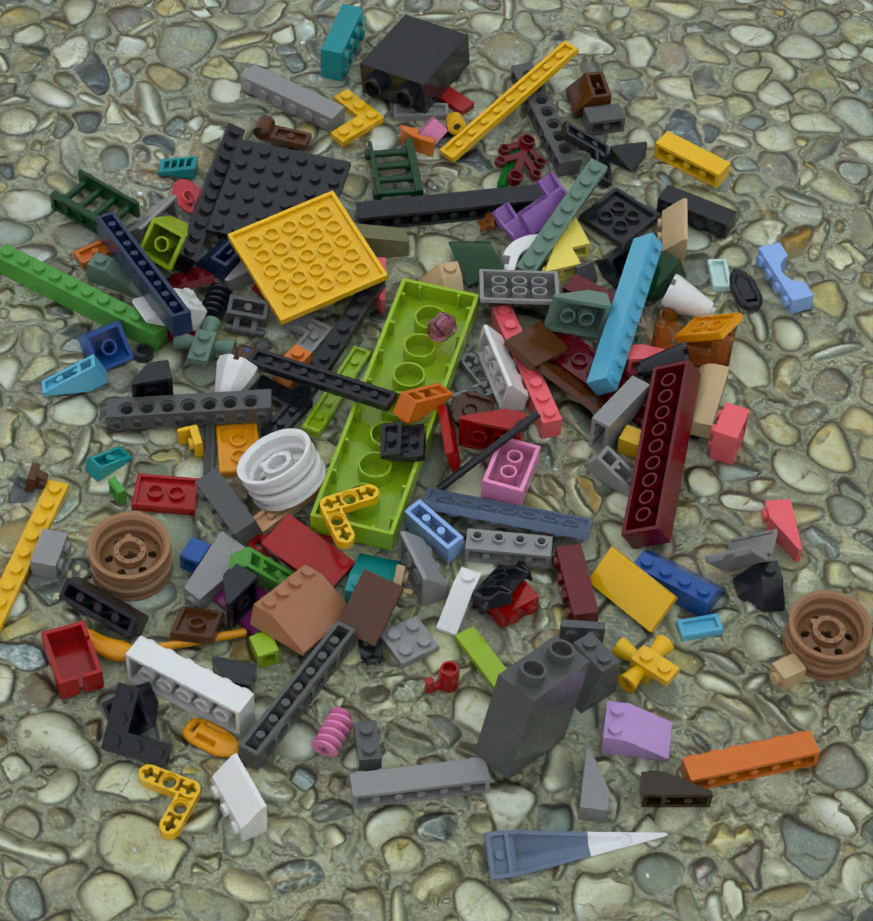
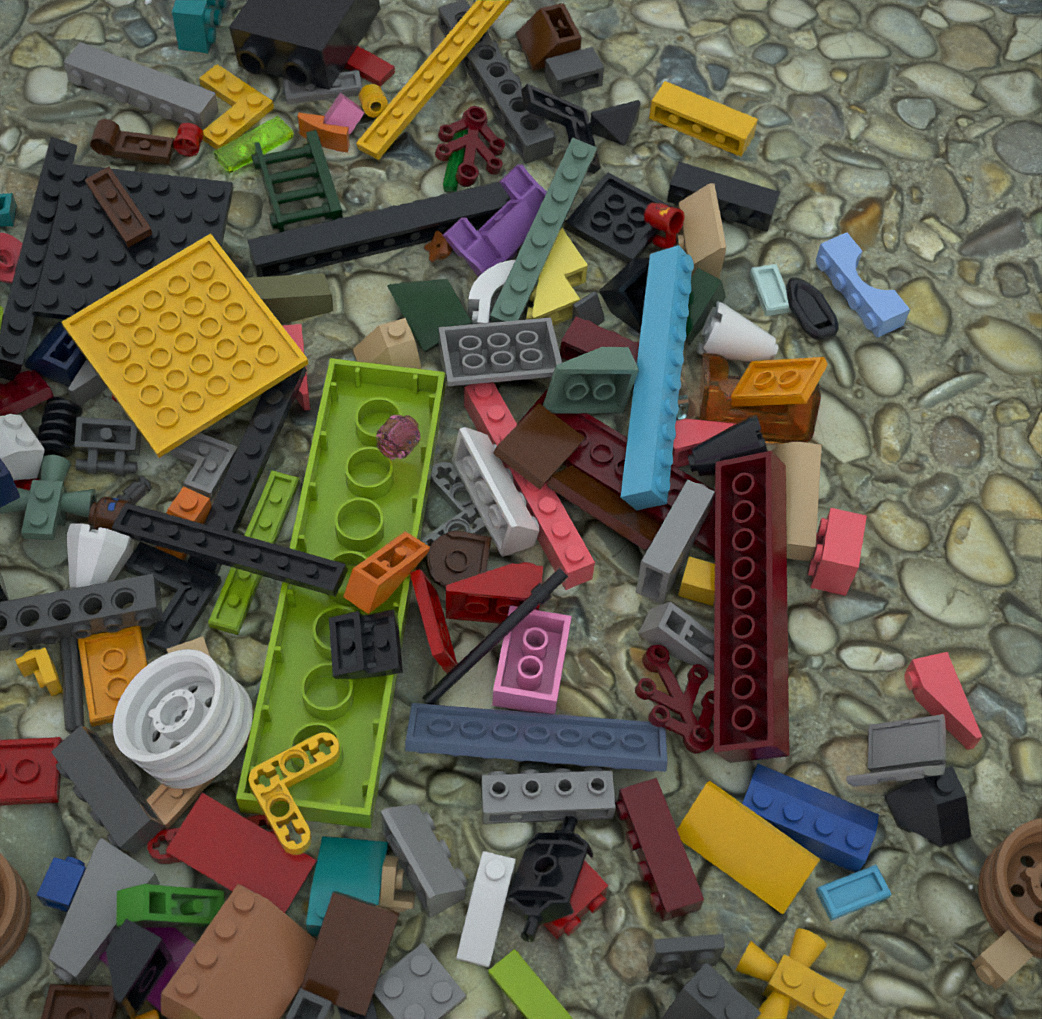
camera: 10 degrees left, 10 degrees up
(272, 168) = (118, 206): none -> reddish brown plate
(321, 135) = (188, 139): none -> red wheel
(356, 147) = (239, 151): none -> clear neon green tile
(434, 530) = (431, 786): light blue brick -> none
(612, 528) = (678, 701): none -> dark red plant
(649, 219) = (665, 219): none -> red piece

